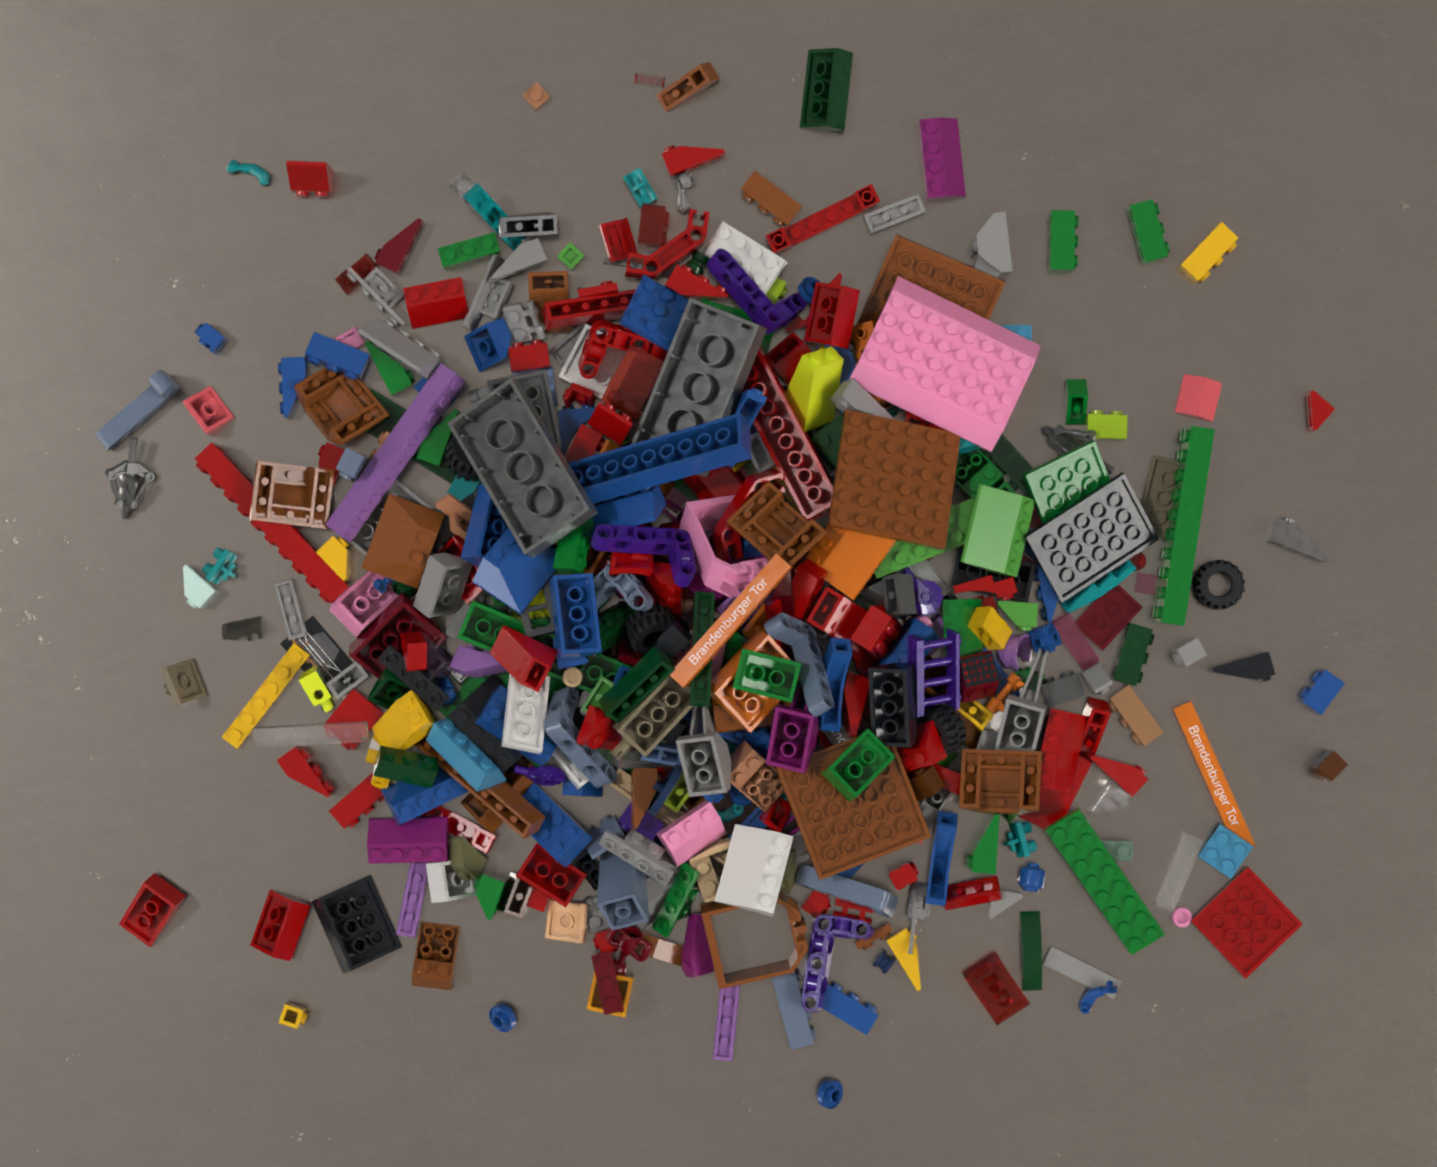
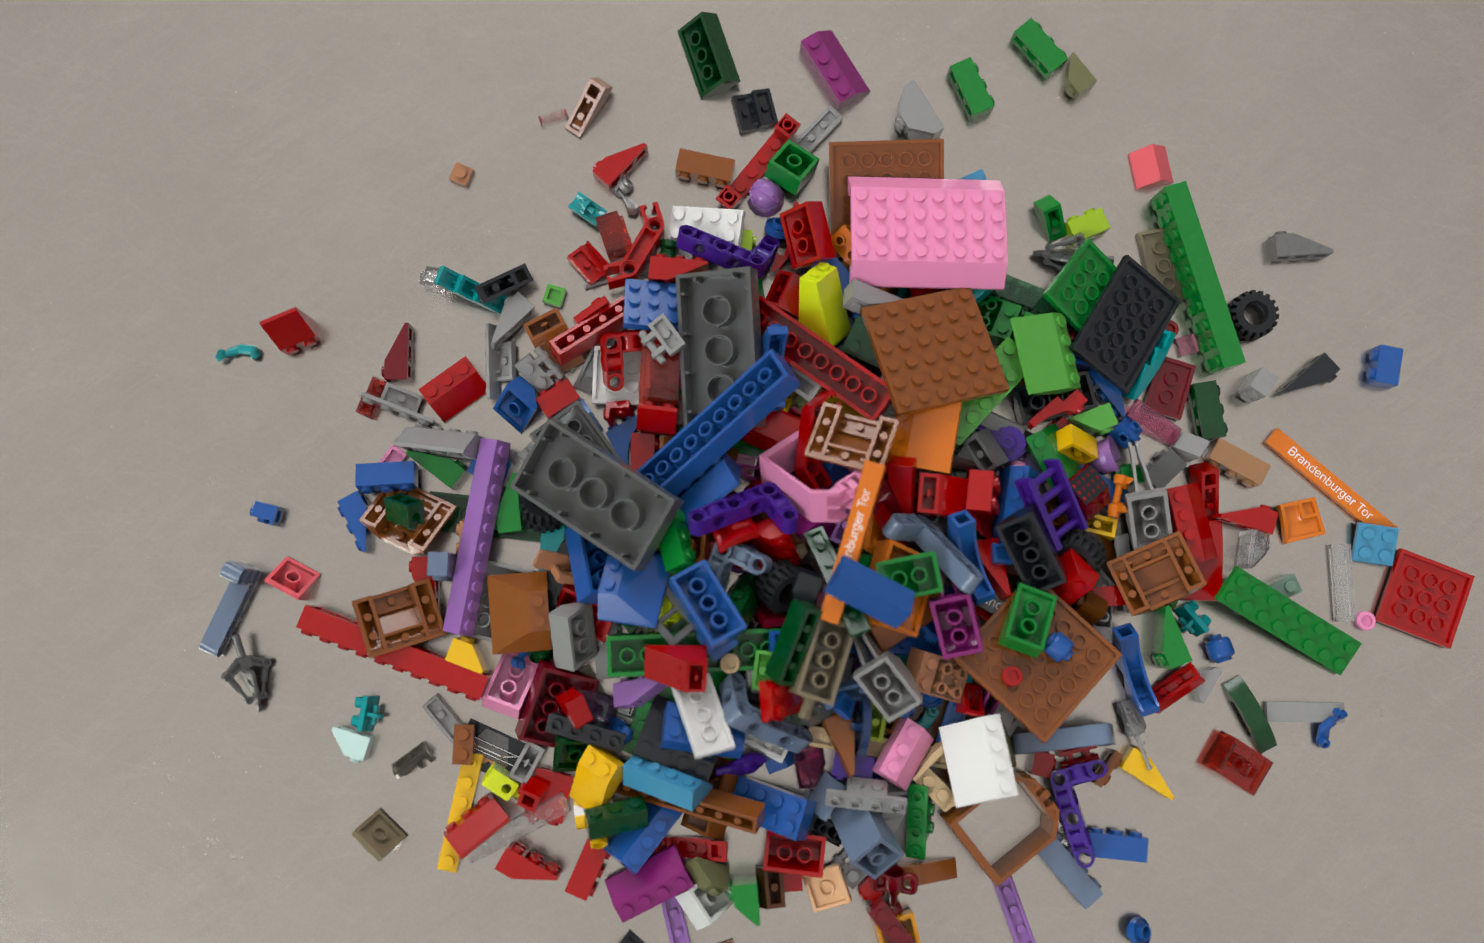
camera: 25 degrees left, 5 degrees down
(276, 714) = (476, 826): none -> red slope
(296, 636) = (463, 744): none -> dark orange plate
(339, 710) = (532, 794): none -> red brick
(340, 397) = (404, 510): none -> dark green brick
(469, 251) = (462, 331): green brick -> none
(602, 804) = (809, 766): none -> clear pink slope
(655, 351) = (666, 334): none -> light grey plate
(657, 763) = (844, 705): none -> blue plate
(696, 951) = (956, 858): magenta slope -> none
(725, 672) = (870, 592): none -> blue slope
(815, 255) = (765, 198): none -> medium lavender helmet
(819, 808) = (1011, 676): none -> red tile
(845, 164) = (754, 110): none -> black slope
(852, 238) = (791, 167): none -> green brick
(862, 695) = (999, 554): none -> blue tile
(874, 802) = (1059, 647): none -> blue head
(884, 961) = (1127, 787): dark blue wheel -> none
(903, 874) = (1107, 700): red brick -> none
(1167, 796) = (1300, 520): none -> orange plate
(1169, 279) = (1077, 77): none -> olive slope
(1209, 253) = (1100, 41): yellow brick -> none
(1318, 410) = (1257, 129): red slope -> none
(1328, 766) = (1427, 426): reddish brown brick -> none

